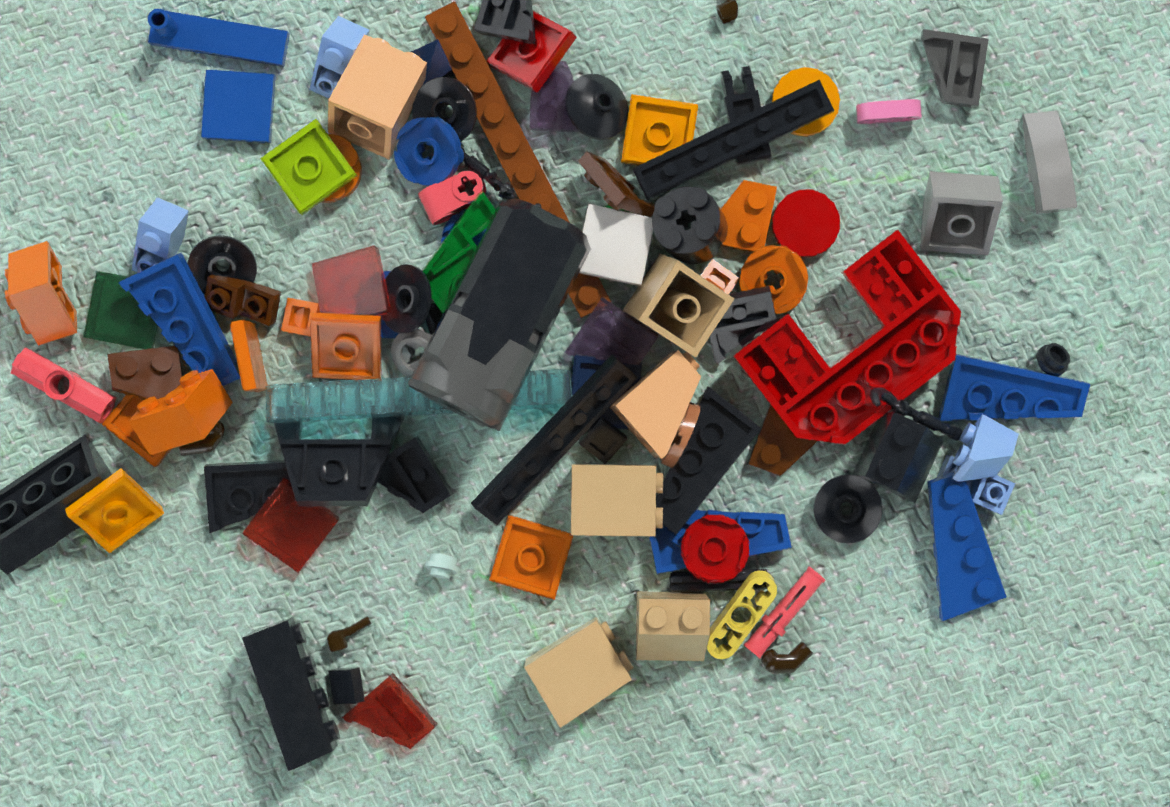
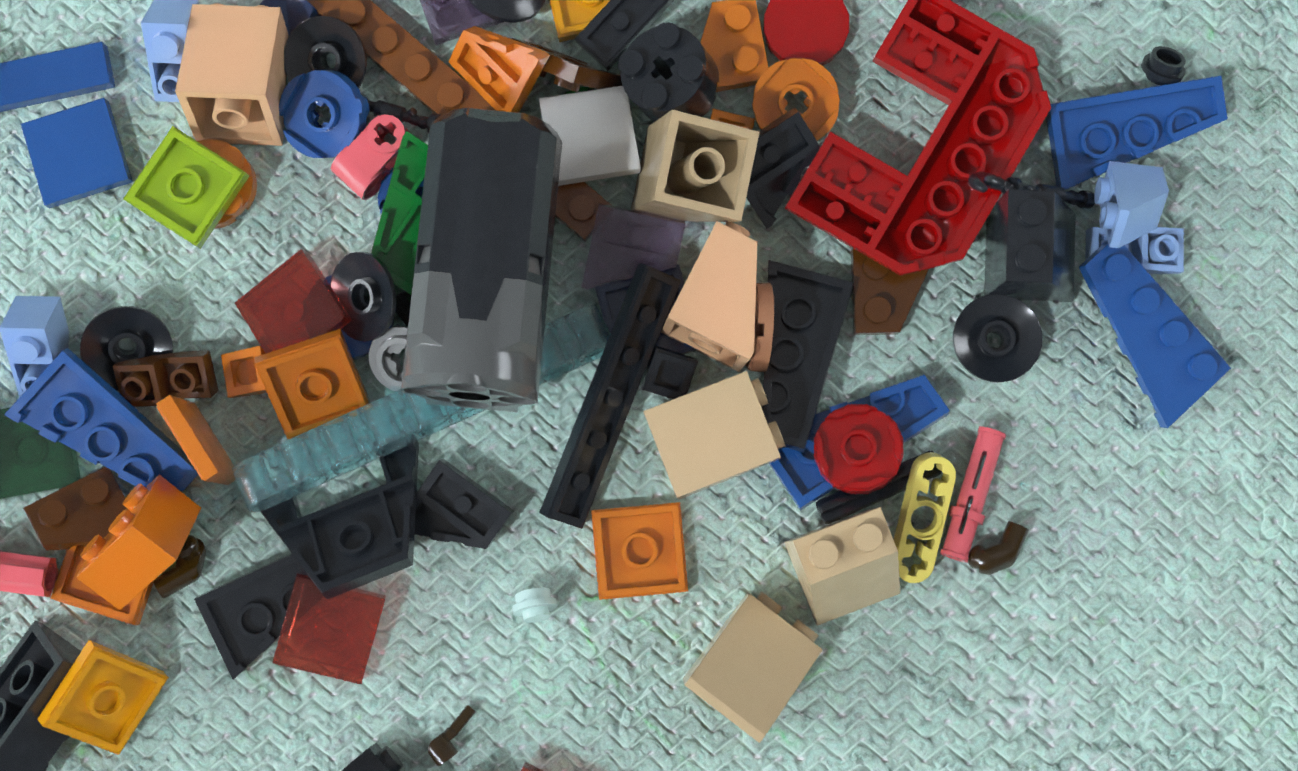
camera: 20 degrees left, 5 degrees down
(567, 169) = (498, 67): none -> orange wing

